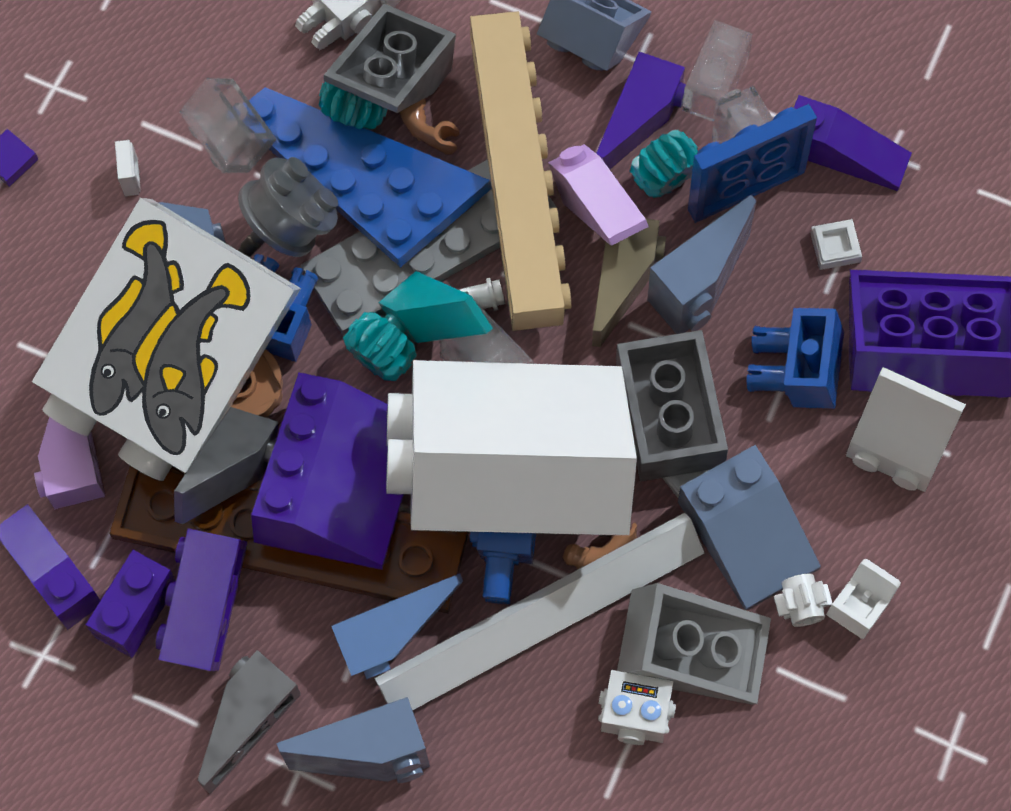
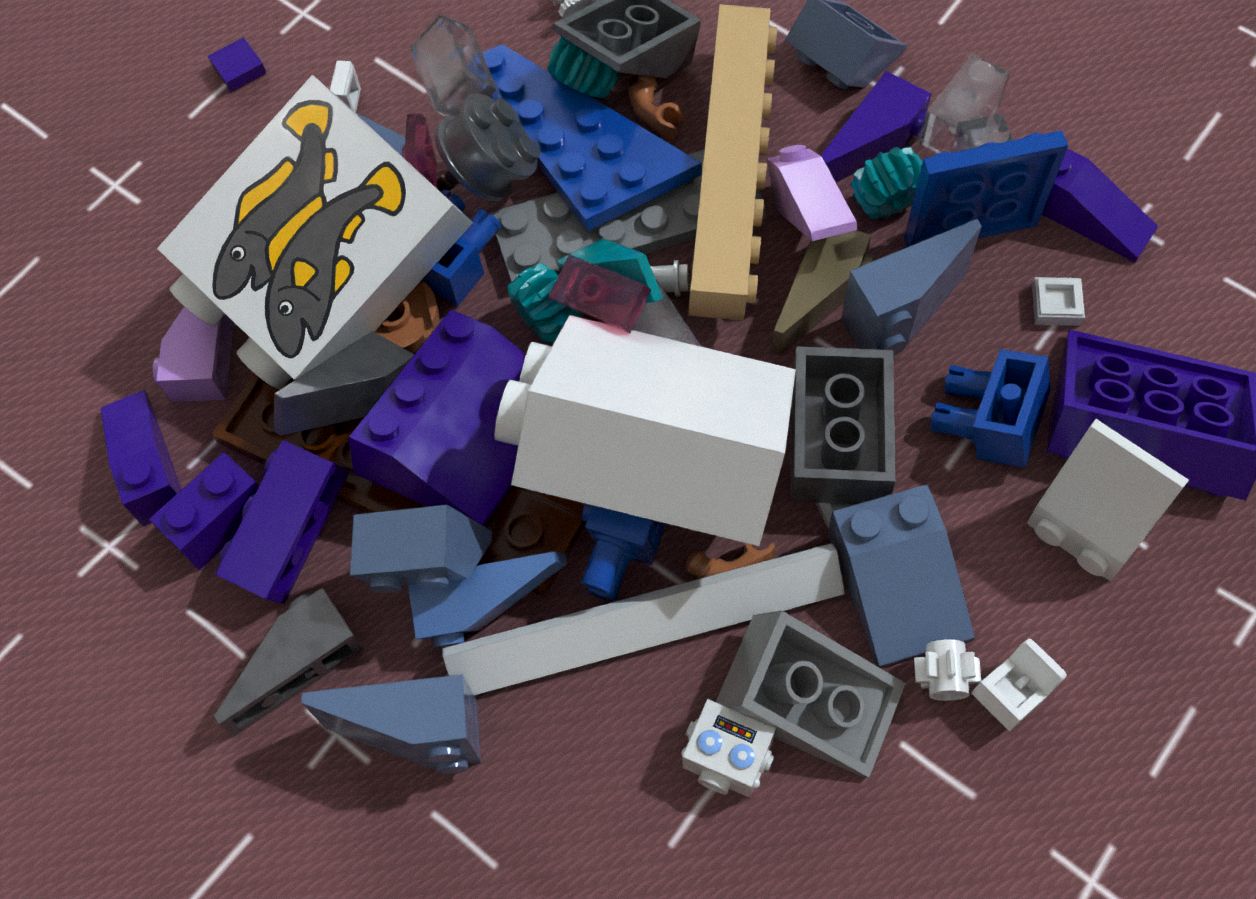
camera: 15 degrees right, 5 degrees down
(228, 228) = (419, 147): none -> clear pink plate
(336, 599) = (416, 547): none -> sand blue slope
(435, 335) = (600, 293): none -> clear pink plate

